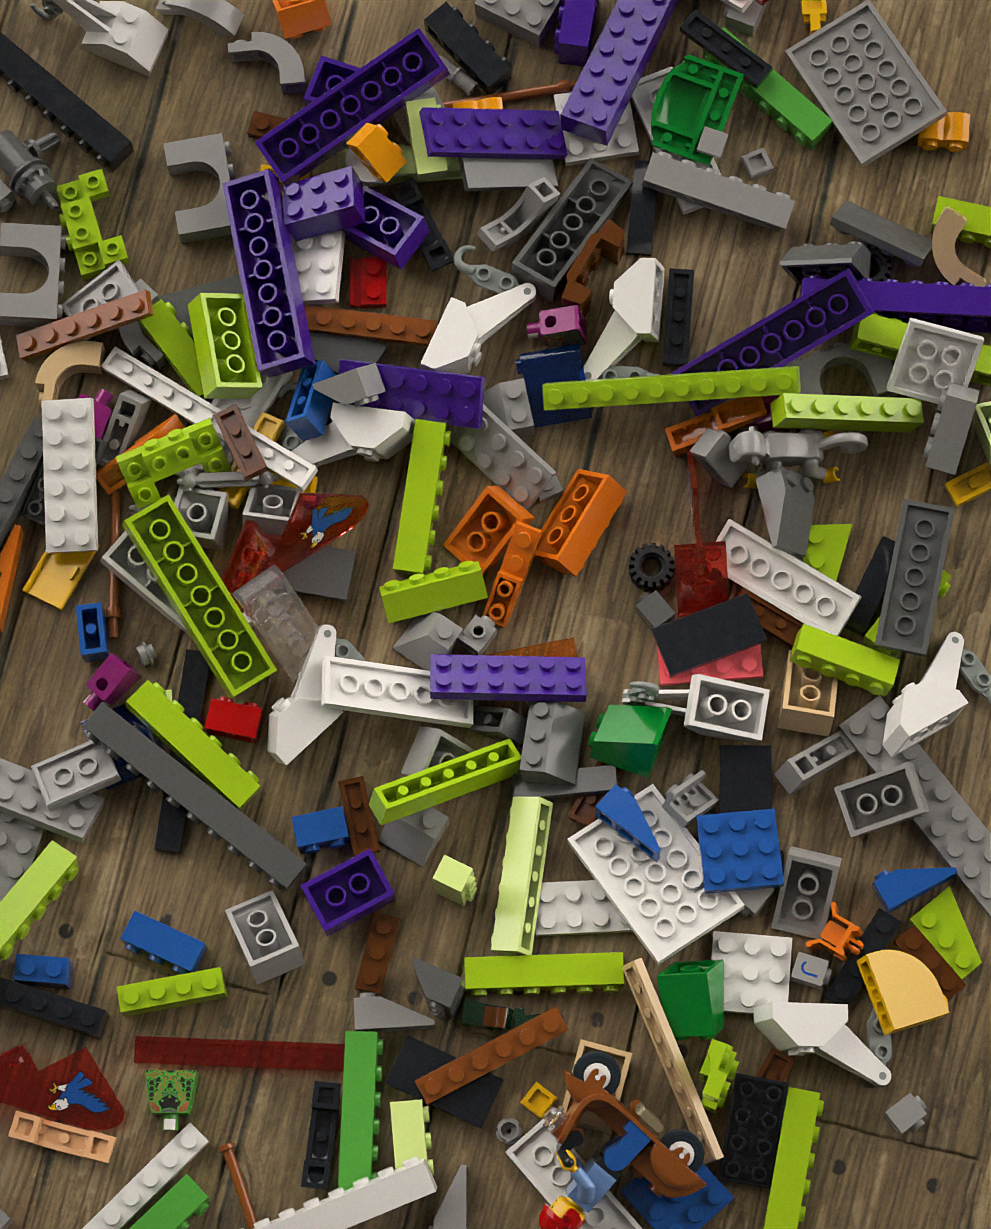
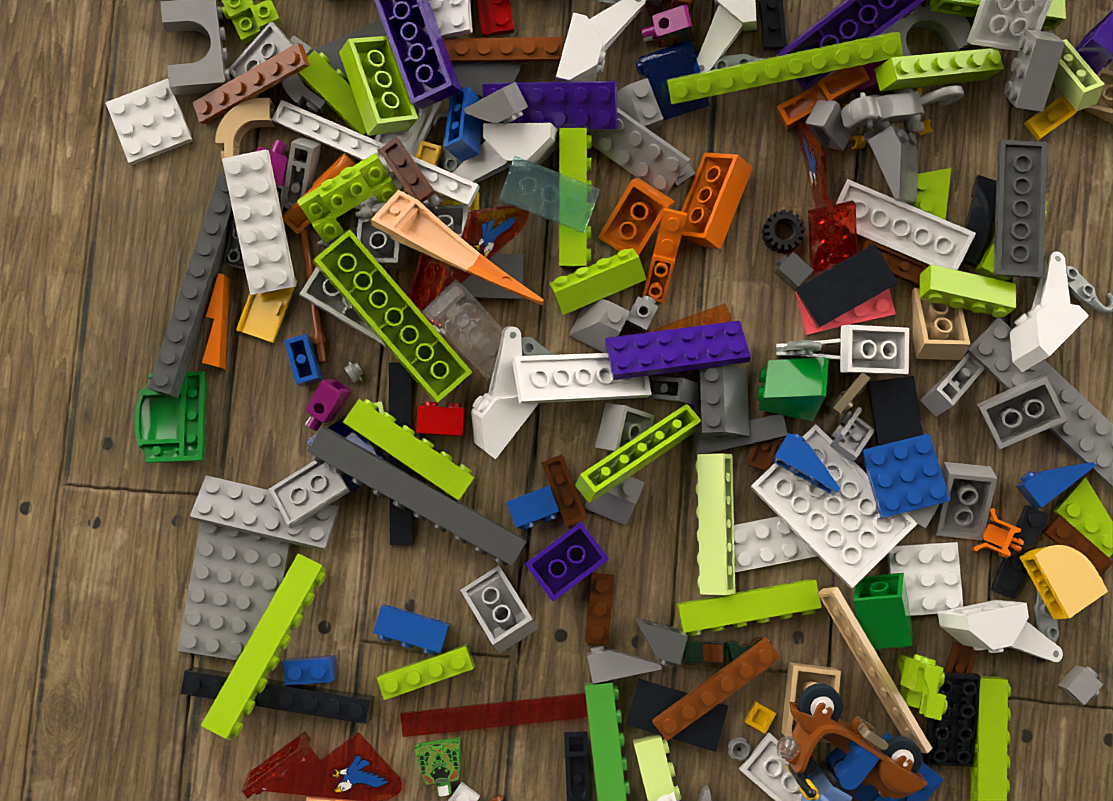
camera: 10 degrees left, 10 degrees up
(242, 503) = (420, 229): none -> light nougat plate
(392, 488) = (549, 194): none -> clear light blue tile
(455, 881) = (661, 541): yellowish green brick -> none
(696, 751) = (842, 402): none -> dark tan plate
(810, 971) = (978, 570): light grey brick -> none

